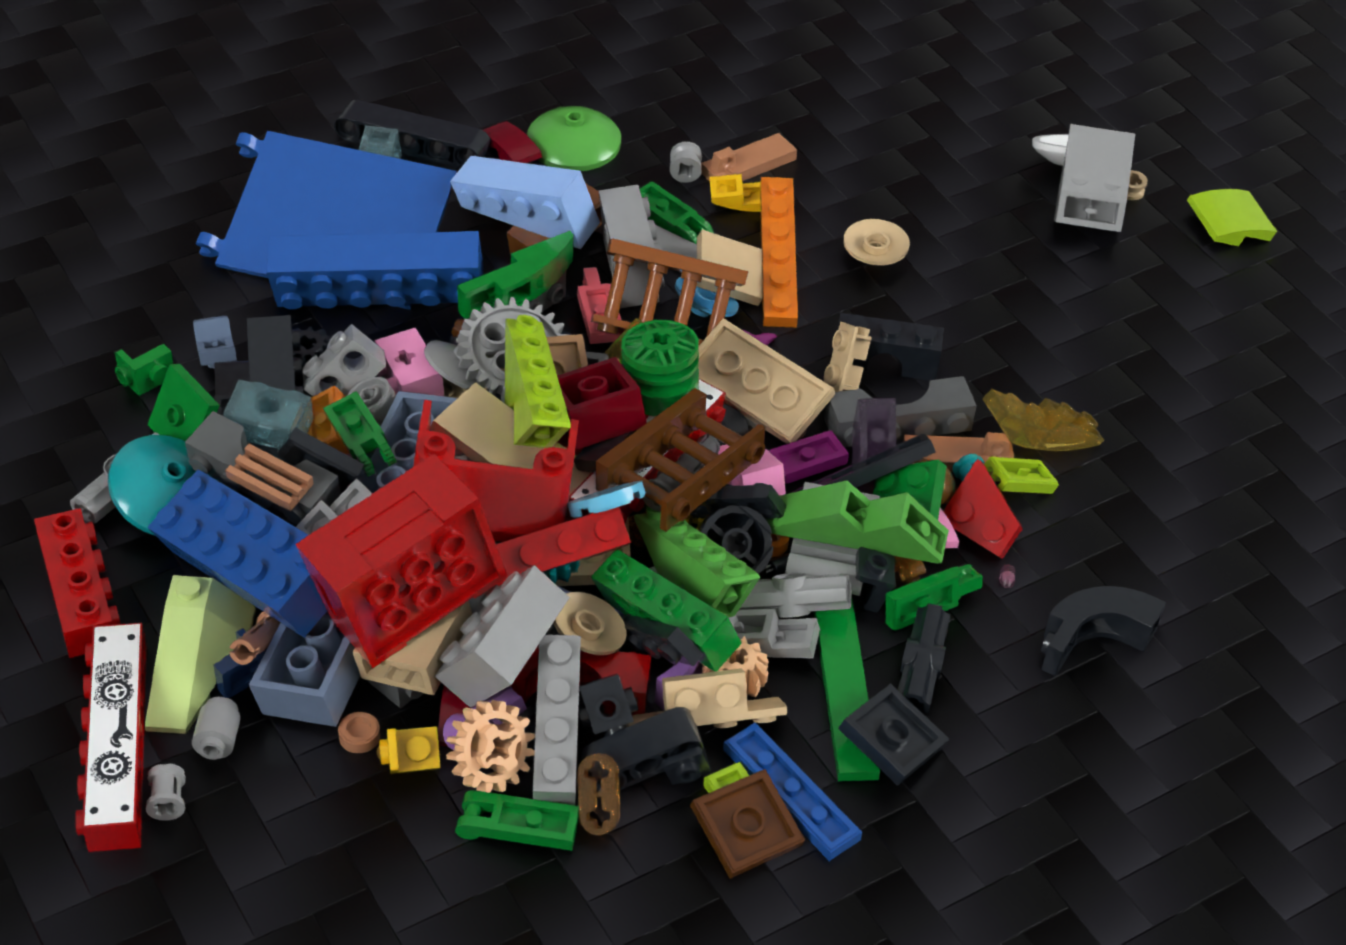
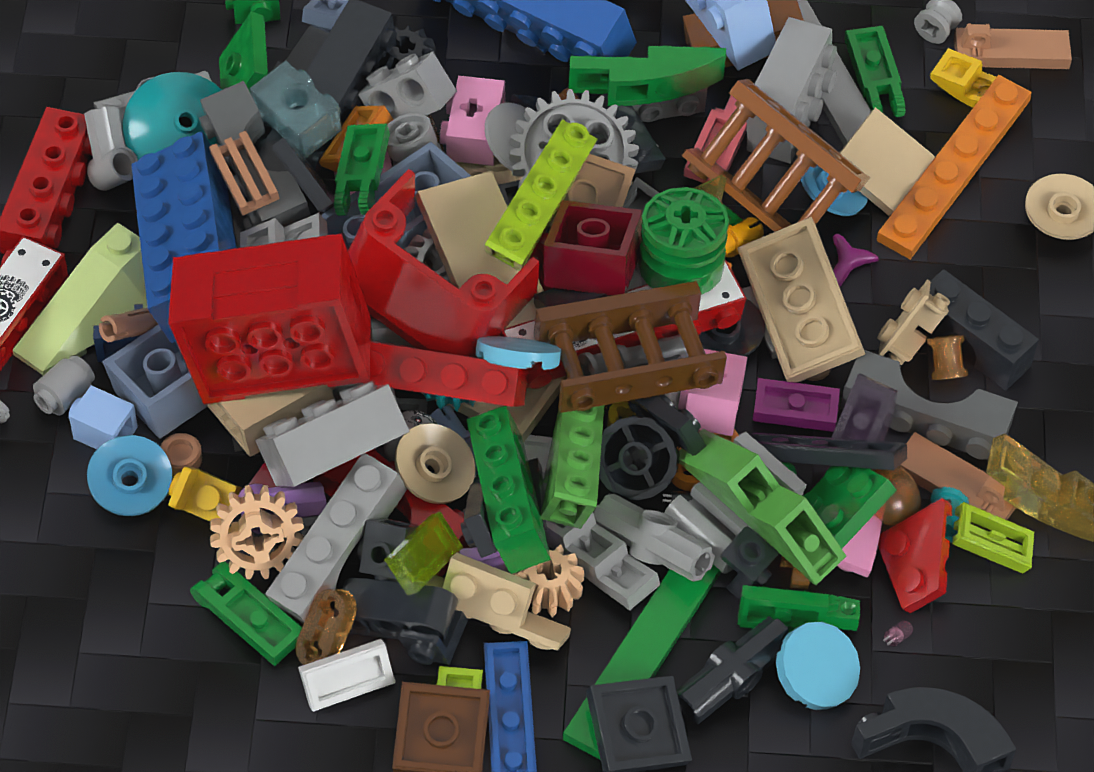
camera: 35 degrees right, 10 degrees up
(122, 534) = (111, 157): none -> light grey piece
(274, 738) = (101, 417): none -> light blue brick
(338, 752) = (129, 457): none -> dark azure dish
(639, 822) = (346, 675): none -> white tile
(642, 689) = (423, 553): none -> clear neon green tile
(886, 373) = (947, 357): none -> clear orange bush
(981, 623) = (818, 665): none -> medium azure tile

